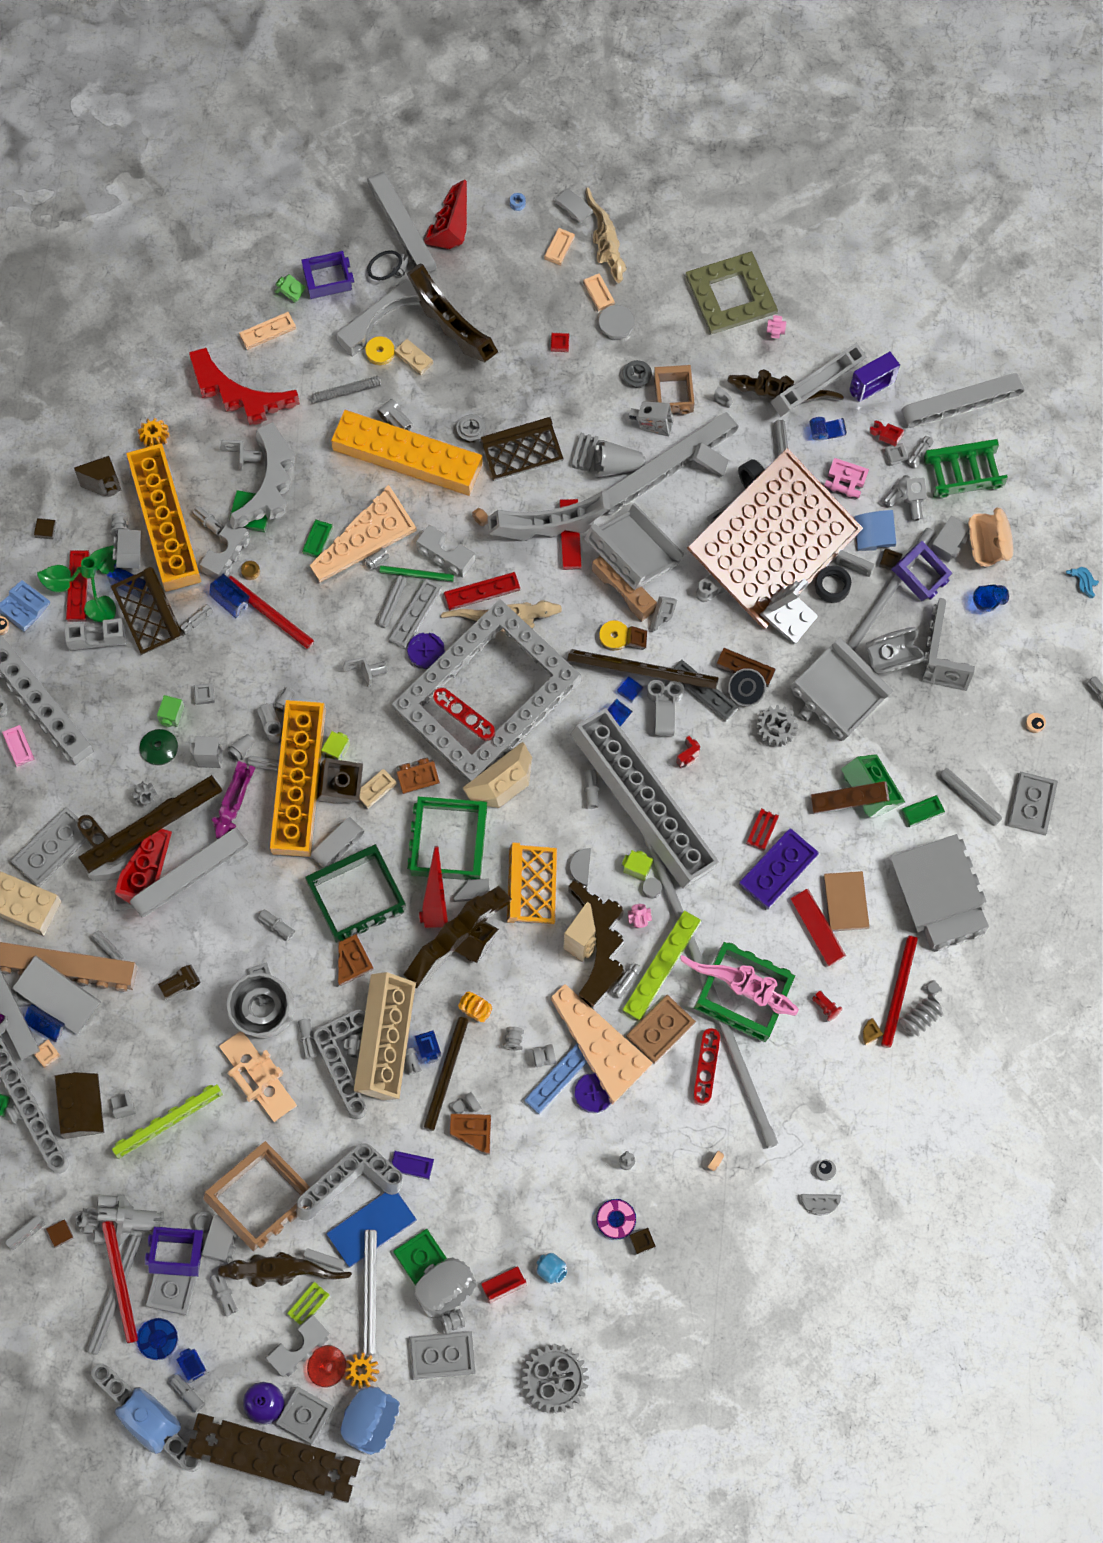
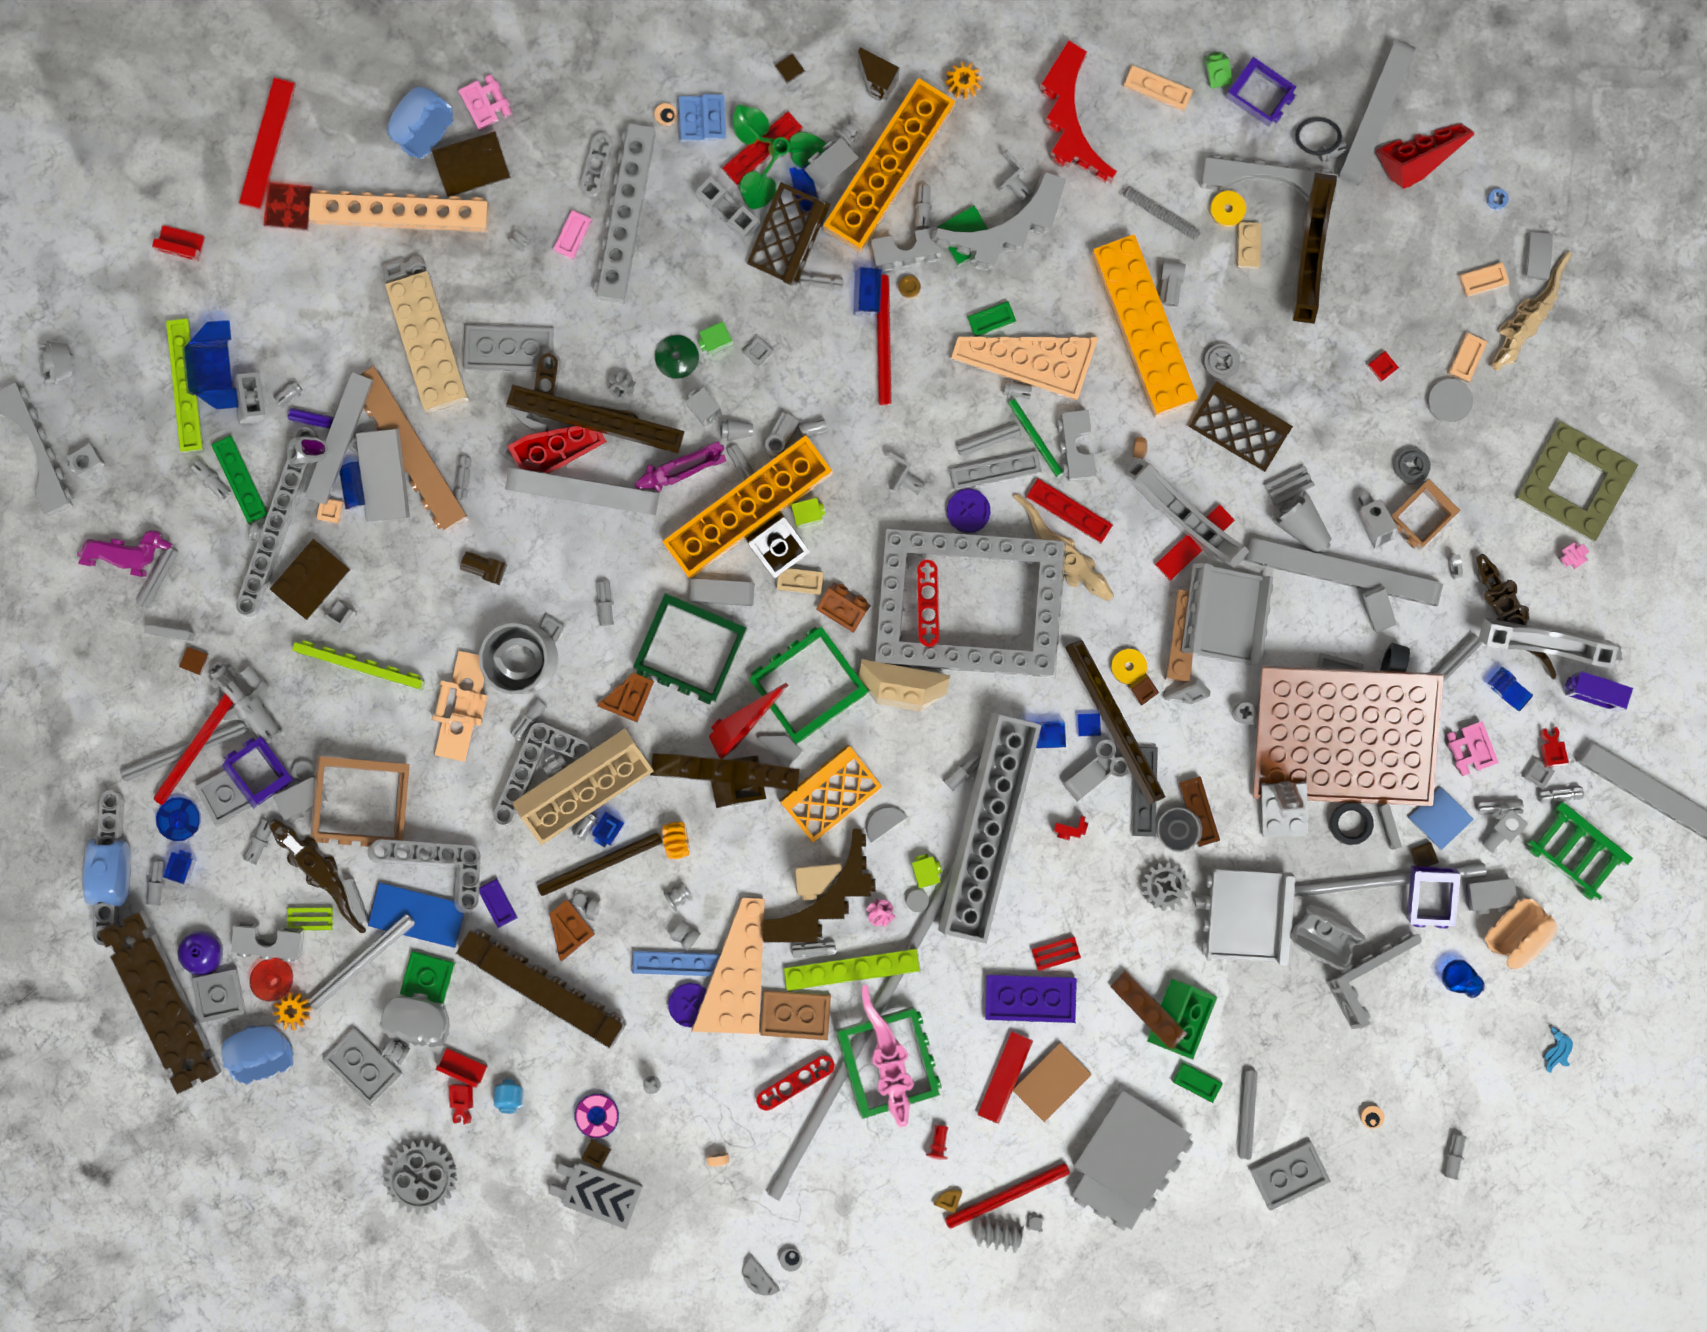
camera: 55 degrees right, 15 degrees up
(497, 1179) = (541, 988): none -> dark brown brick
(525, 1303) = (461, 1099): none -> red plate
(671, 1264) = (597, 1194): none -> light grey tile

